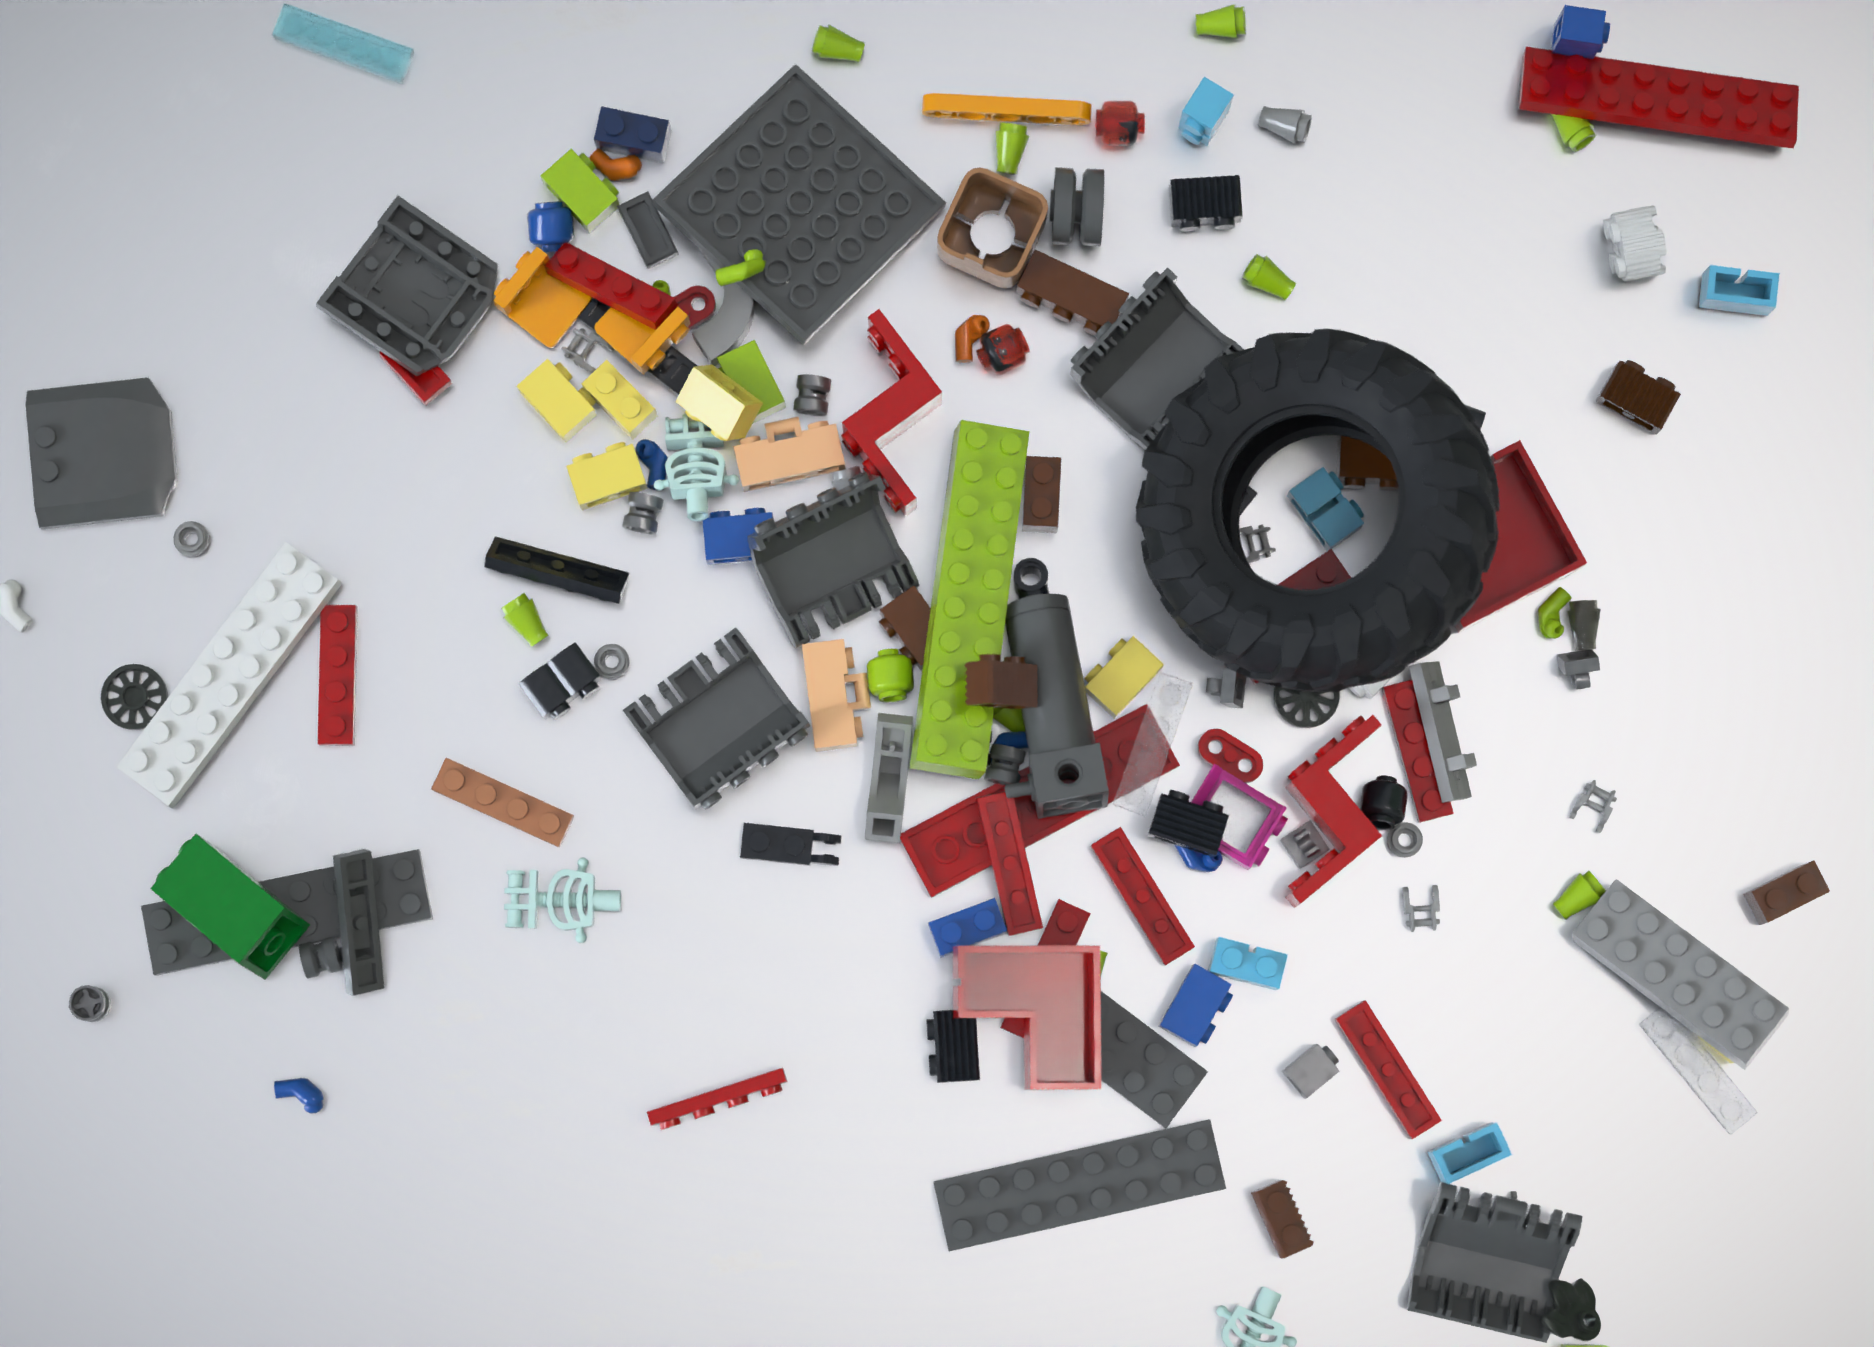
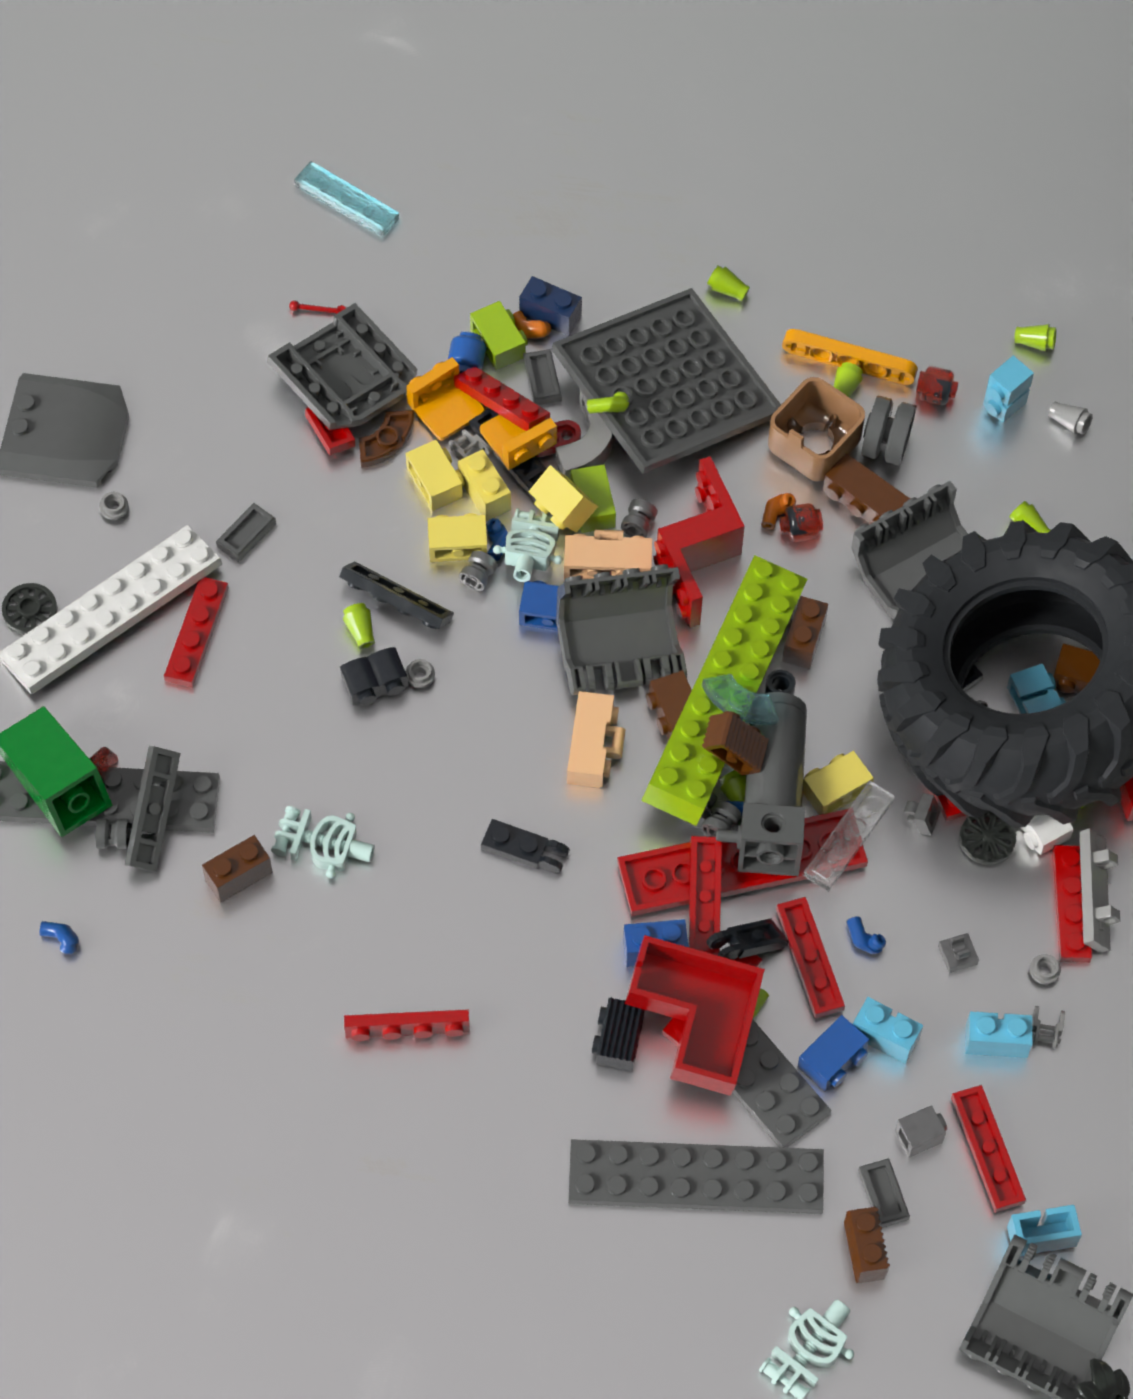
camera: 15 degrees right, 20 degrees down
(276, 877) = (103, 758): none -> clear red arm
(356, 530) = (246, 532): none -> dark grey tile
(381, 202) = (294, 306): none -> red hinge
(474, 963) = (237, 868): none -> reddish brown brick
(488, 362) = (387, 439): none -> reddish brown tile
(502, 802) = (299, 757): nougat plate -> none
(721, 723) = (492, 738): dark grey hinge -> none
(889, 777) = (624, 807): light grey arch -> none
(890, 676) = (644, 736): lime head -> none
(991, 626) = (732, 697): none -> clear light blue tile
(1071, 899) = (748, 939): none -> black hinge
(1188, 824) = (863, 899): black brick -> none
(1205, 202) = (992, 456): black brick -> none
(1231, 754) = (915, 866): red plate -> none
(1250, 814) = (902, 914): window -> none
(1286, 1149) = (884, 1192): none -> dark grey tile
(1332, 809) = (989, 924): red bracket -> none
(1382, 935) = (998, 1036): none -> medium azure piece
(1384, 802) = (1033, 933): black head -> none

